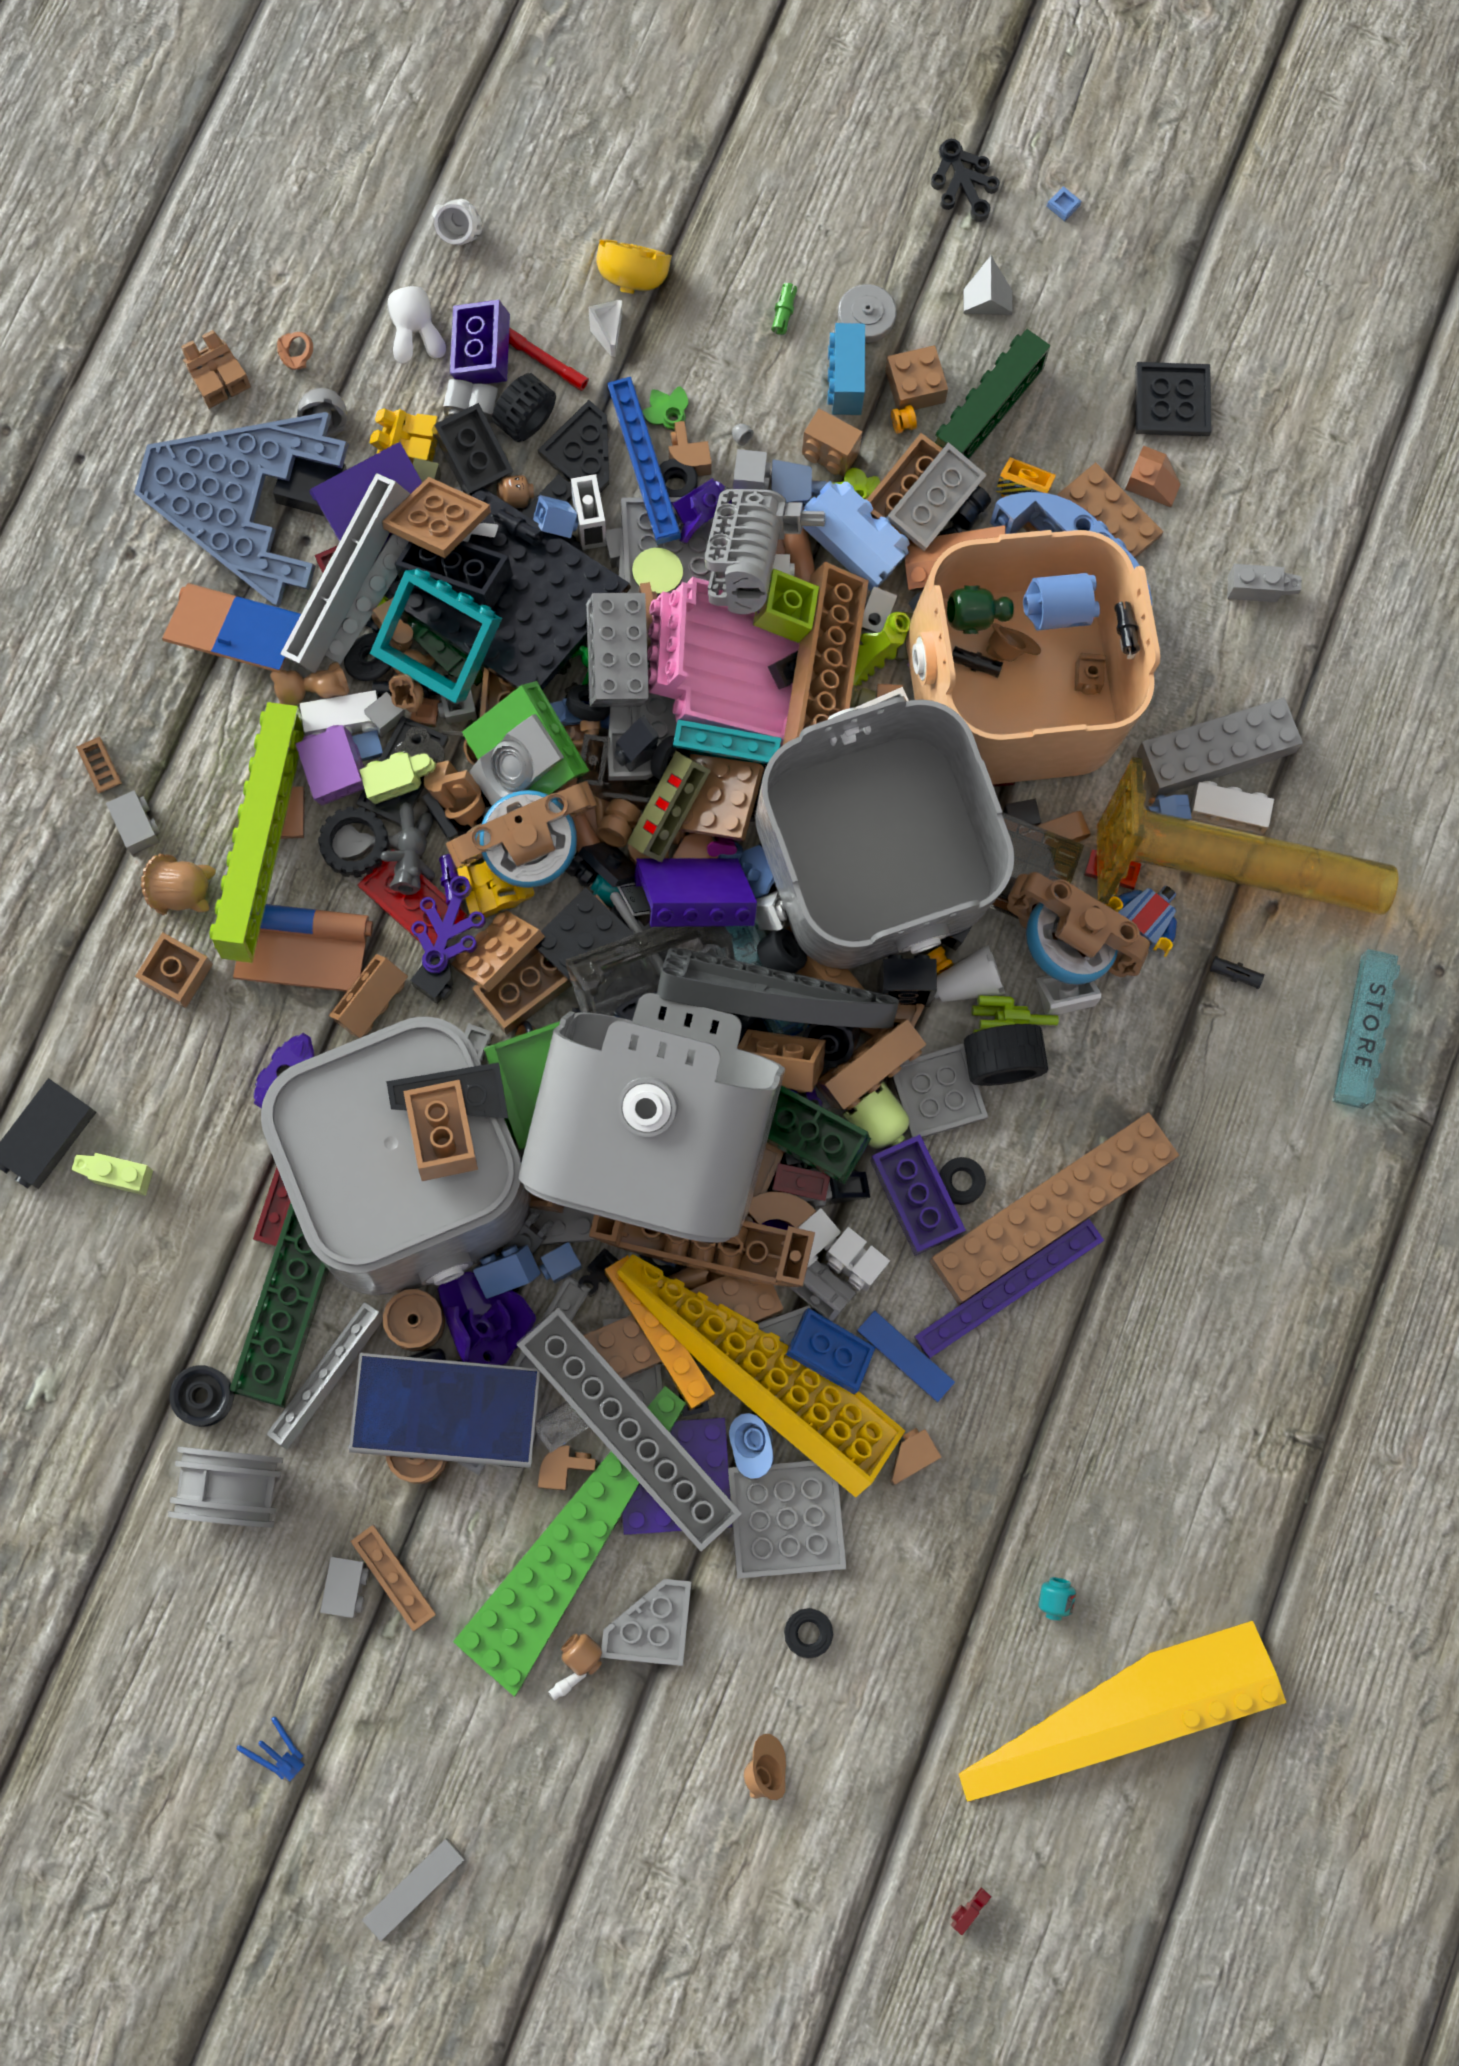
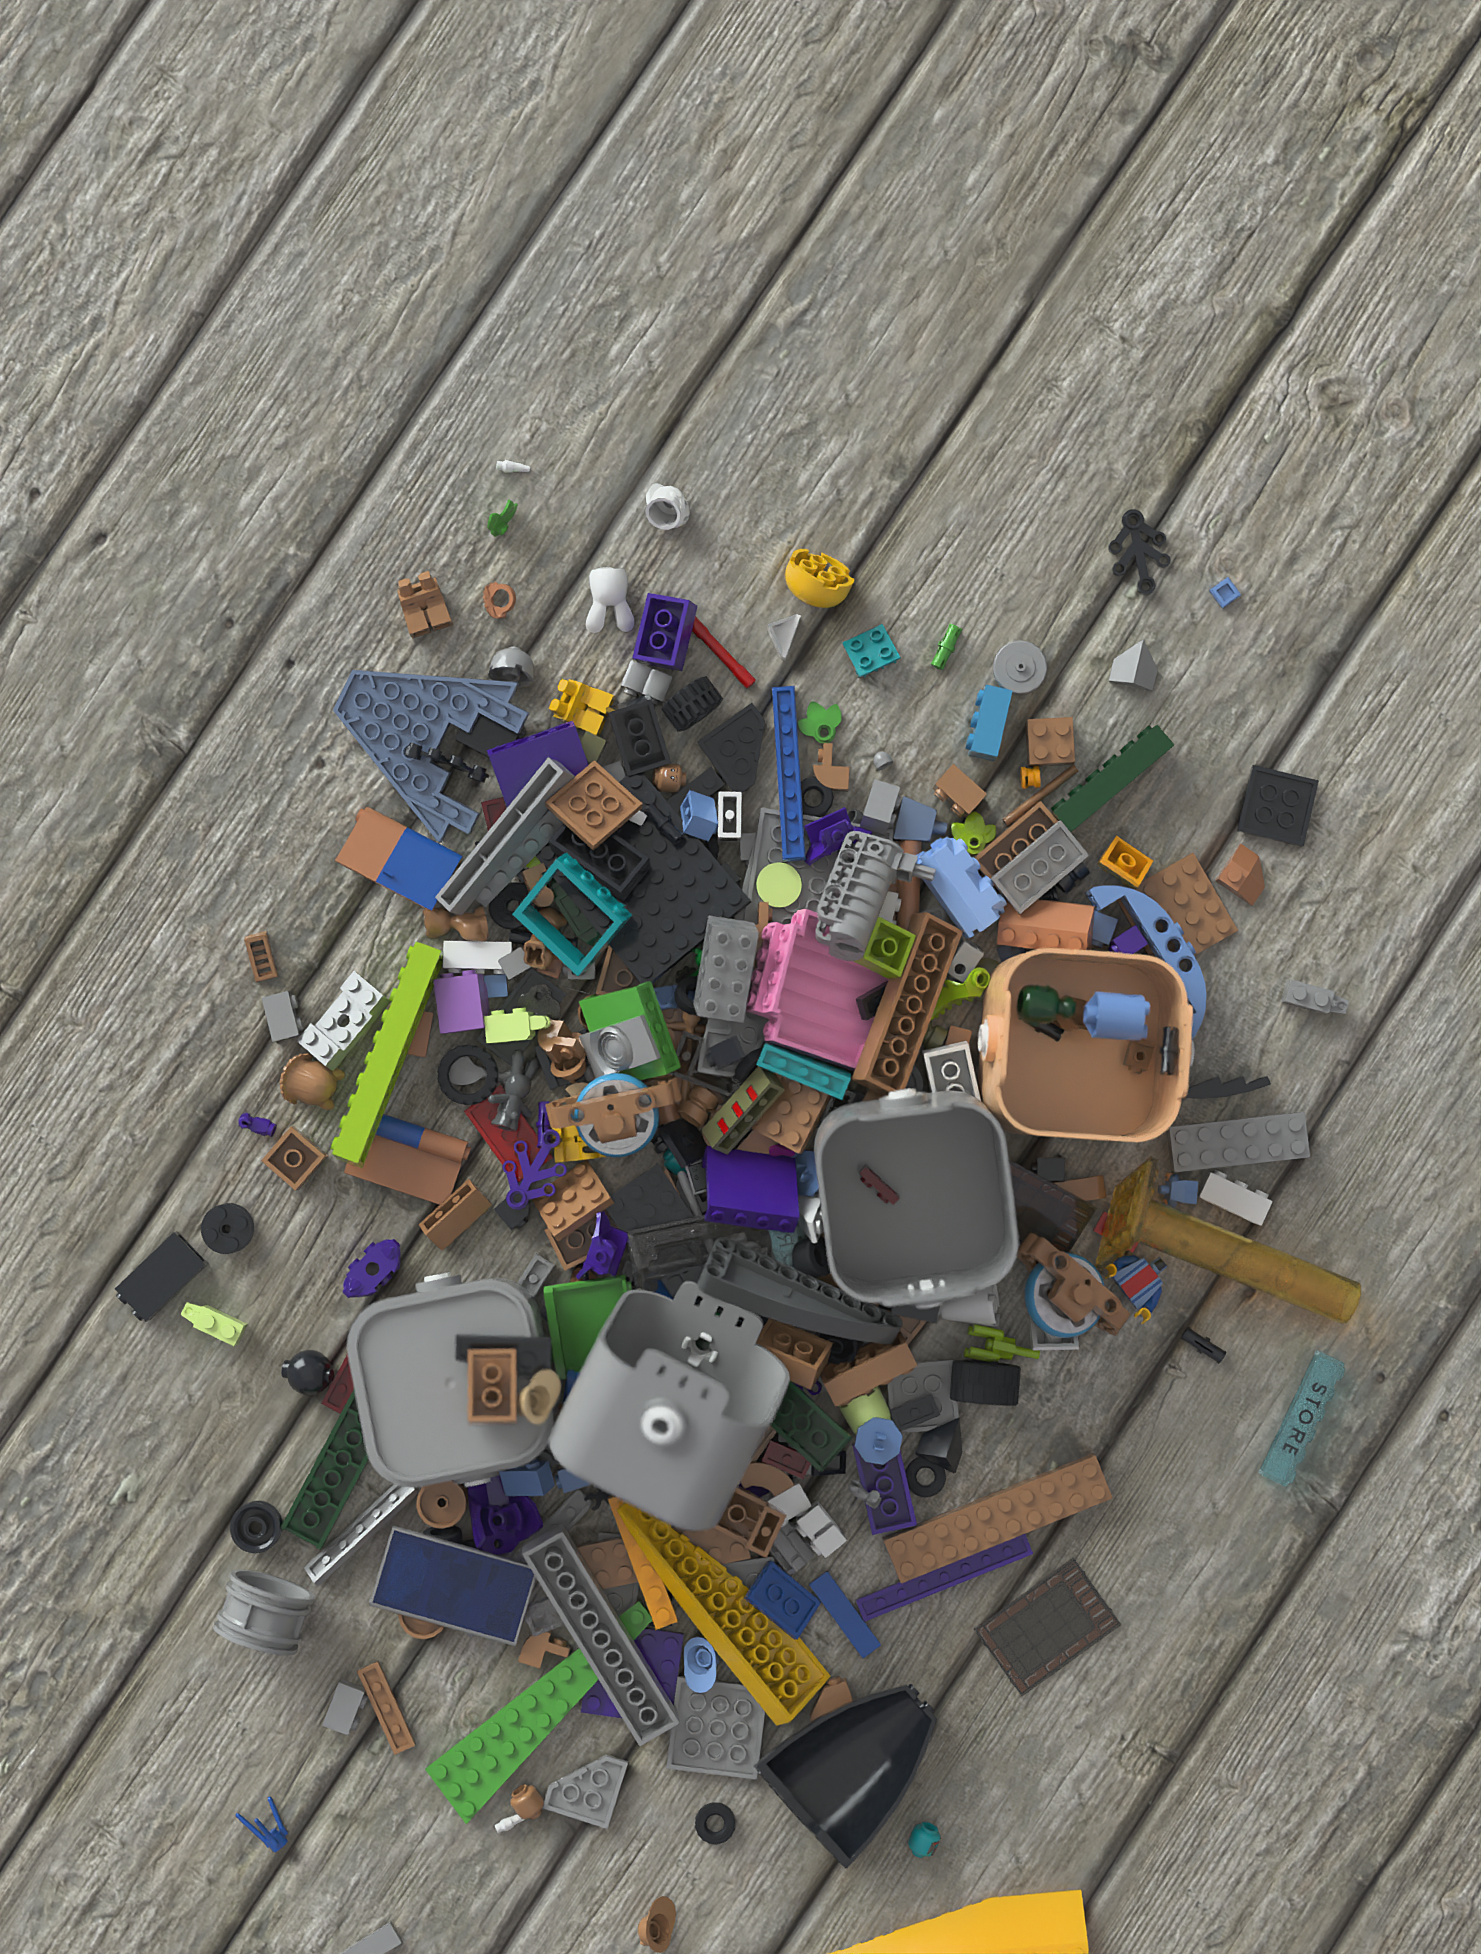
camera: 15 degrees right, 10 degrees up
(98, 1056) = (214, 1230): none -> black wheel
(126, 944) = (257, 1124): none -> dark purple arm
(217, 789) = (331, 1041): none -> piece
(231, 1206) = (308, 1372): none -> black brick
(264, 515) = (476, 773): none -> black plant
(281, 218) = (509, 466): none -> white piece
(281, 267) = (499, 522): none -> bright green plate
(497, 1130) = (539, 1397): none -> tan piece
(544, 991) = (606, 1248): none -> dark purple piece
(706, 328) = (871, 651): none -> teal hinge
(828, 844) = (871, 1179): none -> dark red plate
(889, 1203) = (872, 1499): none -> light grey arm
(900, 1142) = (878, 1440): none -> medium blue piece
(925, 430) = (1041, 794): none -> medium nougat bar
(934, 1107) = (915, 1412): none -> black plate
(951, 1525) = (851, 1767): none -> black panel
(973, 1140) = (942, 1445): none -> black slope
(1139, 1323) = (1047, 1626): none -> clear smoke piece
(1181, 697) = (1214, 1088): none -> black slope

